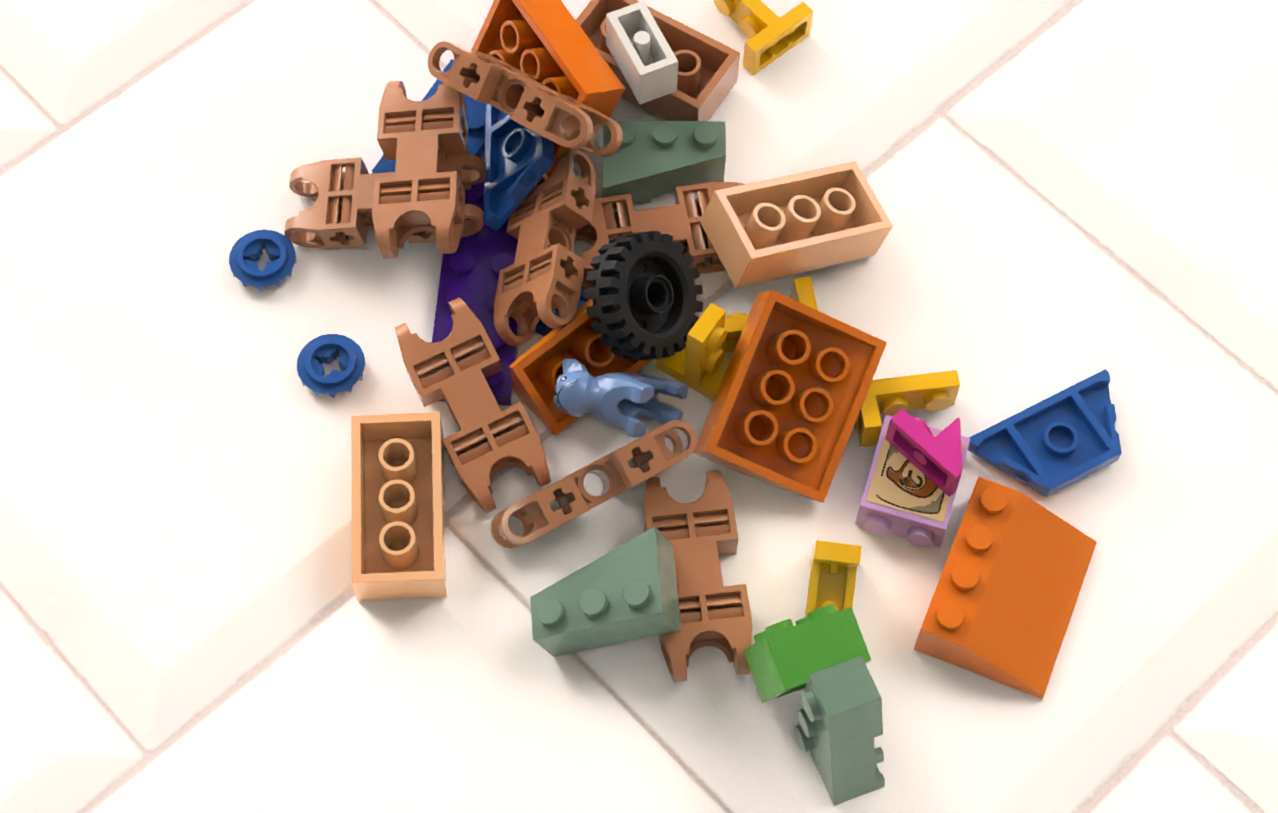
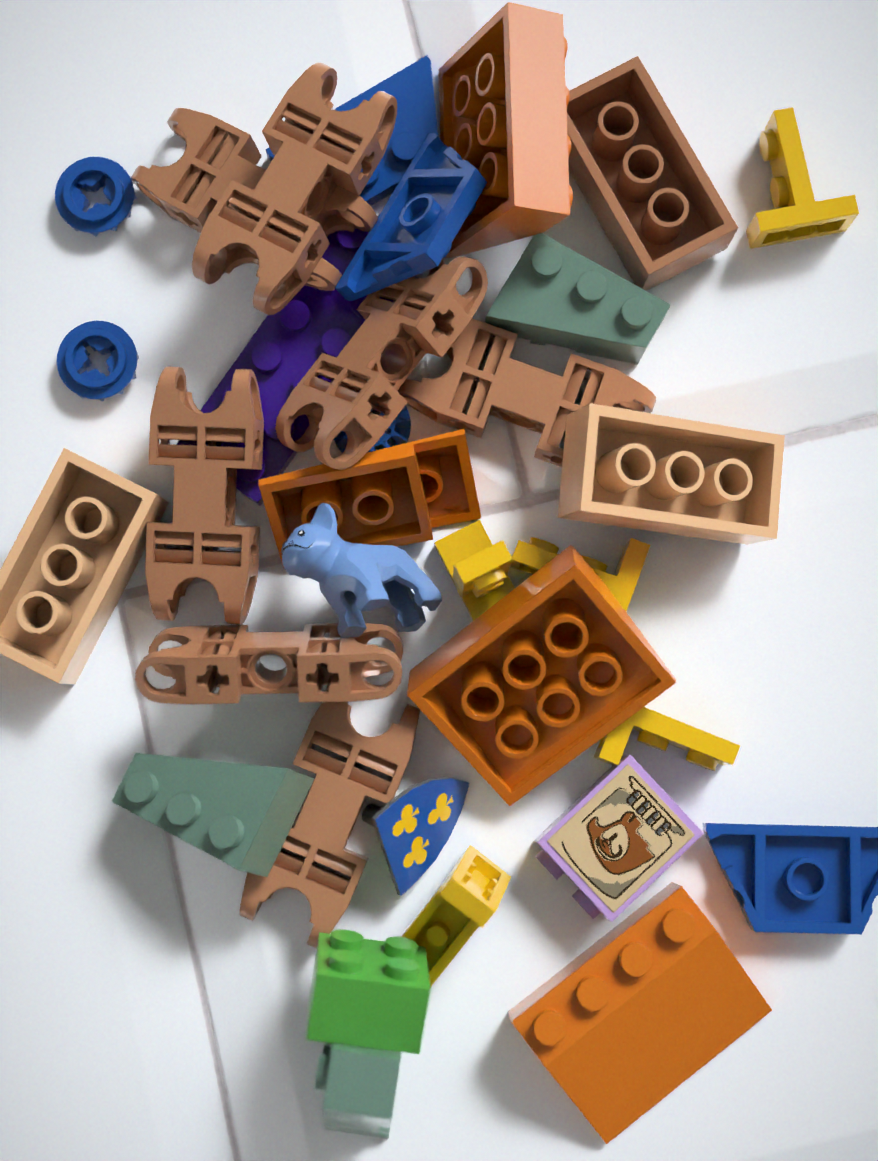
camera: 30 degrees right, 20 degrees up
(525, 99) = (445, 198): nougat piece -> none
(641, 52) = (617, 176): white brick -> none
(643, 295) = (446, 478): black wheel -> none
(766, 544) = (416, 826): none -> blue shield
(936, 456) = (650, 848): dark pink slope -> none

